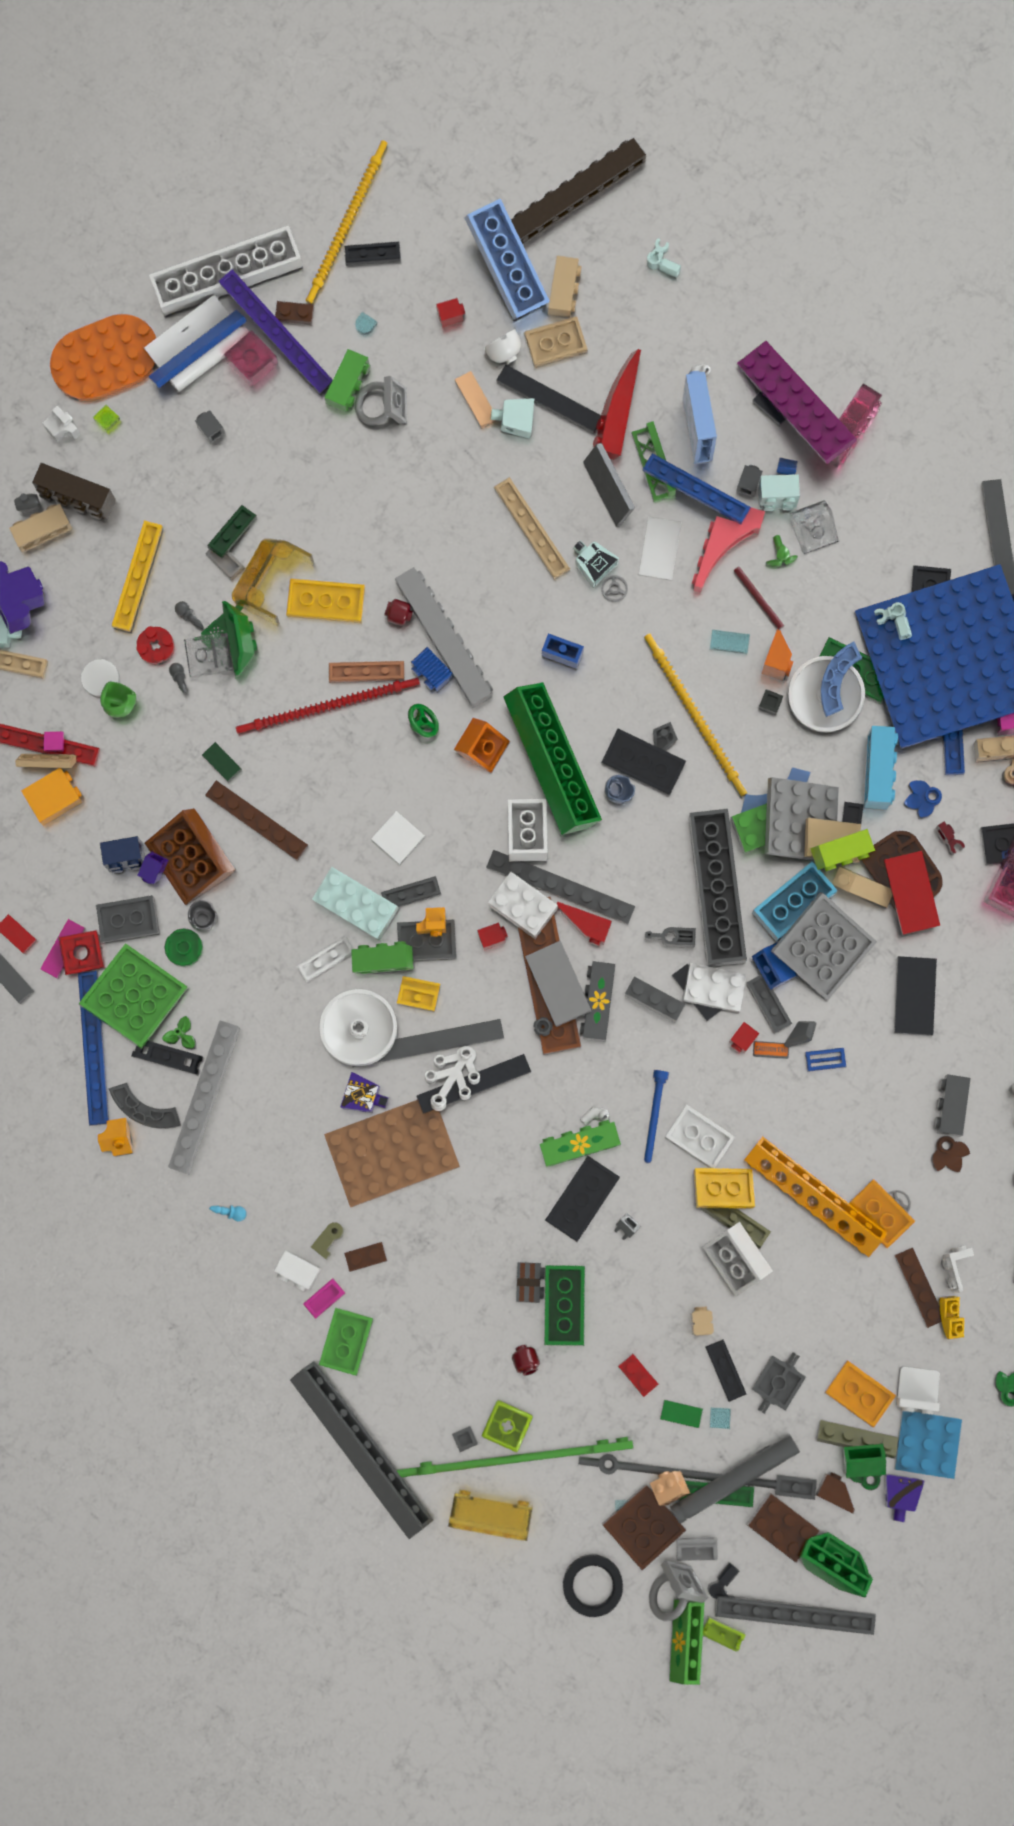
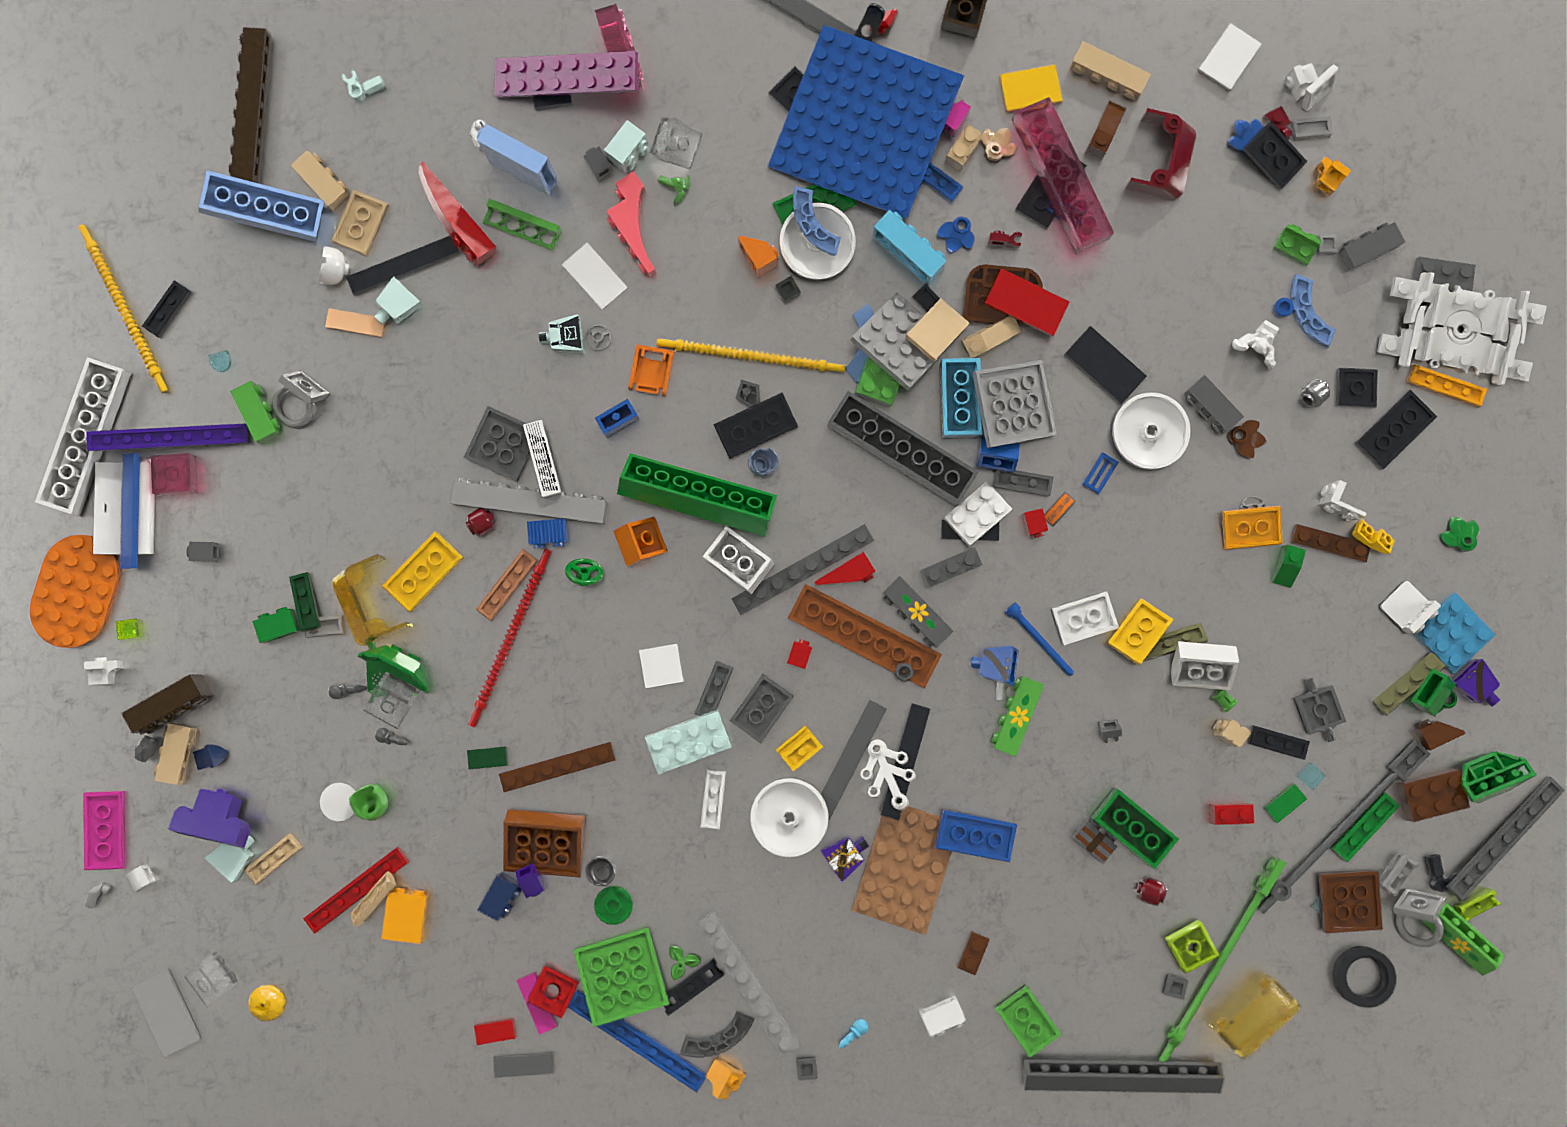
camera: 55 degrees left, 5 degrees up
(54, 741) = (362, 880): dark pink tile -> none
(58, 554) = (209, 756): none -> dark blue tile
(127, 919) = (554, 933): dark grey plate -> none
(137, 576) = (279, 706): yellow plate -> none
(151, 635) = (338, 732): red plate -> none
(173, 1196) = (806, 1069): none -> dark grey plate
(196, 524) = (276, 625): none -> green piece
(294, 312) = (164, 409): reddish brown plate -> none
(324, 1298) = (980, 1011): dark pink tile -> none
(331, 1233) = (935, 969): olive leg -> none
(382, 958) = (749, 755): bright green brick -> none
(433, 923) = (754, 692): light orange brick -> none
(450, 312) = (267, 286): red brick -> none
(459, 1185) = (976, 835): none -> blue tile
(472, 581) = (499, 444): none -> dark grey plate
(484, 619) = (542, 459): none -> white tile
(522, 905) = (796, 611): white brick -> none
(531, 528) = (496, 362): tan tile -> none
(558, 983) = (880, 633): light grey tile -> none
(582, 1198) = (1060, 747): black tile -> none
(608, 1095) = (998, 664): none -> torso
(609, 484) = (512, 274): dark grey tile -> none
(618, 650) = (651, 374): none -> orange container
(669, 1487) = (1338, 858): light nougat head -> none
(683, 937) = (913, 508): dark grey piece -> none
(696, 488) = (571, 208): blue tile -> none
(724, 1299) = (1224, 700): none -> bright green bush
(729, 641) = (713, 282): clear light blue tile -> none
(759, 598) = (697, 231): dark red bar -> none
(761, 1463) = (1374, 763): dark grey piece -> none
(787, 466) = (611, 124): blue tile -> none
(801, 1033) = (1066, 475): dark grey piece -> none
(824, 1196) = (1202, 566): light orange brick -> none
(842, 850) = (953, 328): lime brick -> none
(860, 1394) = (1376, 654): light orange tile -> none
(873, 1266) = (1288, 565): none -> green slope
(891, 1071) = (1151, 431): none -> white dish
(898, 612) = (797, 134): light aqua bar -> none

